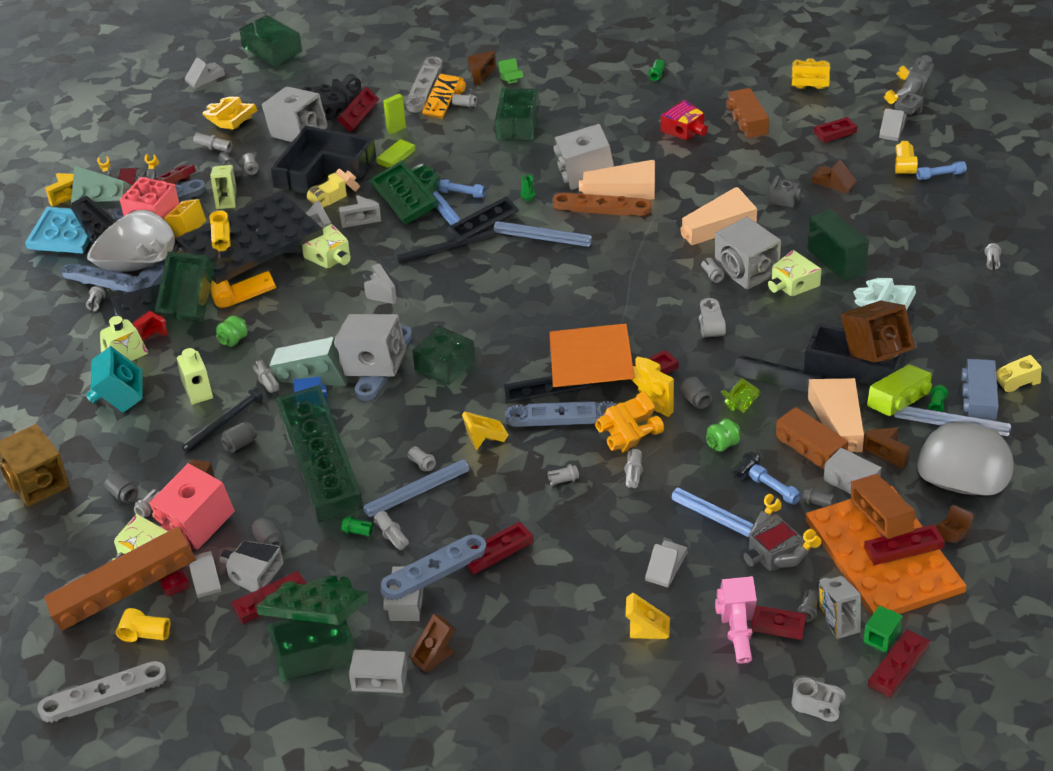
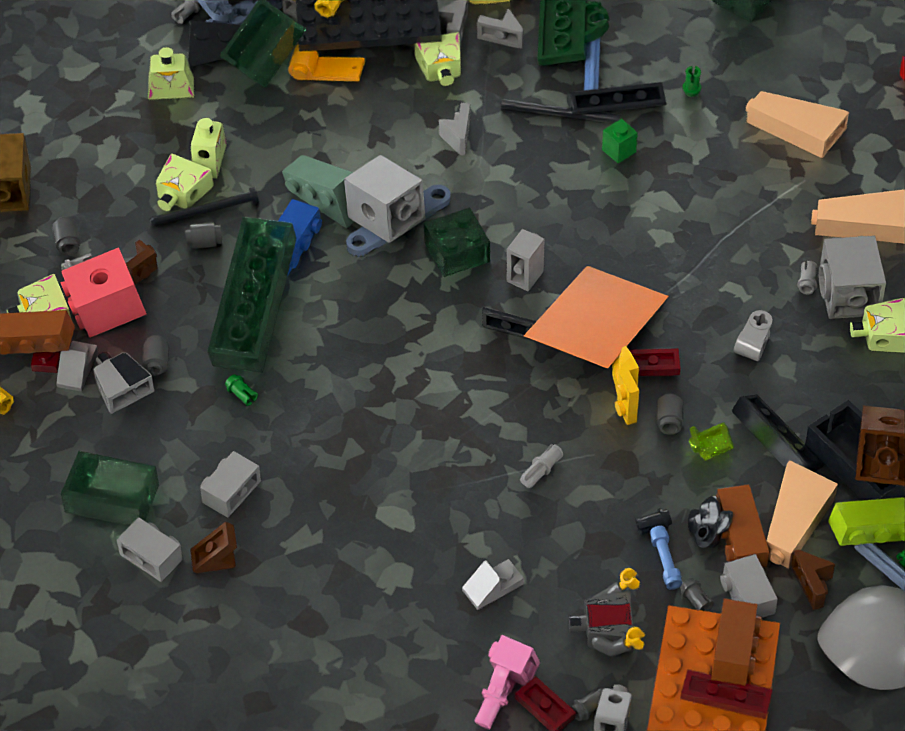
camera: 30 degrees right, 10 degrees up
(115, 380) = (133, 116): teal brick -> none
(150, 324) = (208, 67): red bracket -> none
(190, 409) = (182, 183): none -> yellowish green torso
(231, 330) = (280, 112): bright green piece -> none
(246, 606) = (115, 421): dark red plate -> none
(266, 376) = (276, 180): light grey axle -> none
(318, 601) = (136, 452): dark green plate -> none
(391, 530) = (268, 410): light grey axle -> none
(416, 488) = (325, 376): sand blue axle -> none
(420, 575) = (250, 472): sand blue piece -> none
(425, 461) = (353, 353): light grey pin -> none
(478, 190) = (614, 38): medium blue bar -> none
(482, 427) = (427, 343): yellow slope -> none
(501, 546) = (347, 481): dark red plate -> none
(508, 243) = (619, 141): none -> green brick
(508, 341) = (525, 260): none -> light grey brick
(543, 234) = (668, 145): sand blue axle -> none
(549, 413) = (536, 375): sand blue piece -> none
(563, 475) = (470, 436): light grey pin -> none
(582, 152) = (774, 68): light grey brick -> none
(611, 204) = (772, 145): dark orange piece -> none
(623, 422) = (566, 410): light orange hips -> none
(646, 620) = (423, 632): yellow slope -> none
(712, 511) = (580, 552): medium blue axle -> none
(723, 435) = (656, 476): bright green piece -> none
(784, 443) = (709, 522): none -> black plate
(956, 524) = (804, 702): reddish brown bracket -> none

